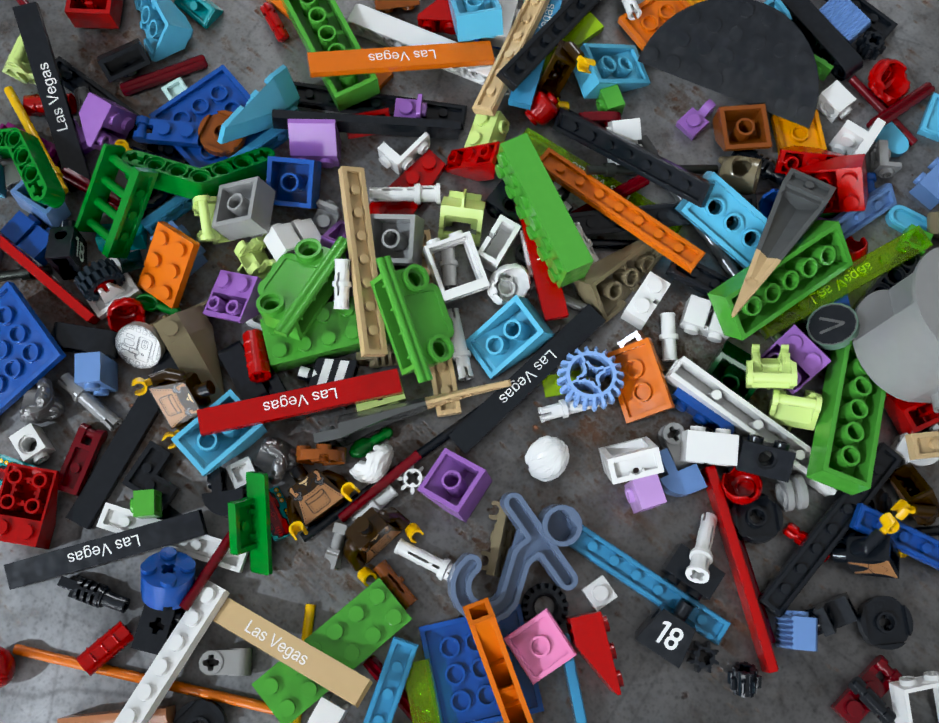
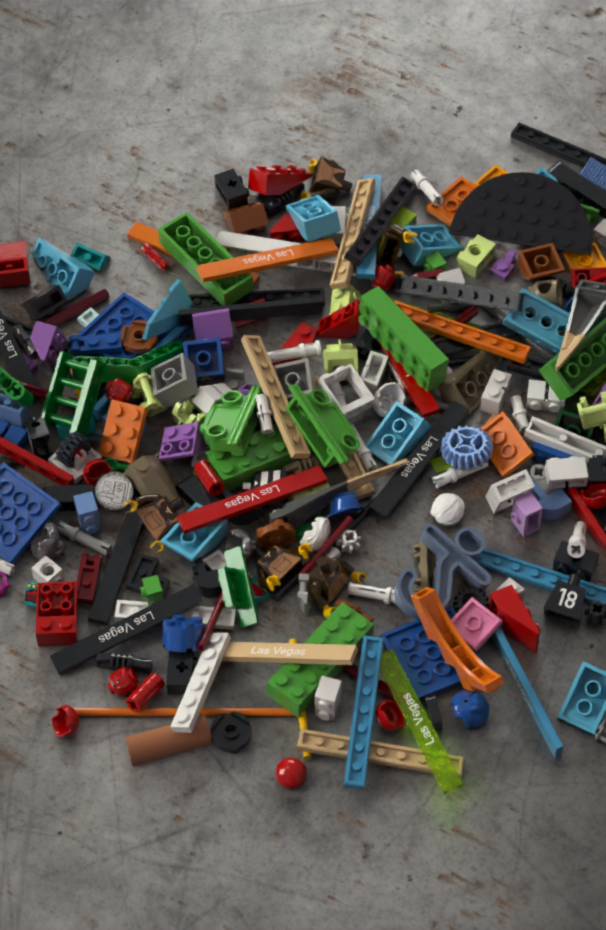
camera: 10 degrees left, 20 degrees down
(83, 624) = (123, 681): none -> red head
(173, 209) = (118, 390): none -> red head
(231, 662) = (241, 685): light grey piece -> none
(398, 163) = (278, 334): white bracket -> none
(410, 107) = (281, 294): medium lavender bracket -> none
(415, 428) = (344, 503): none -> blue piece
(455, 484) = (383, 537): medium lavender slope -> none
(658, 110) = (476, 256): none -> yellowish green brick

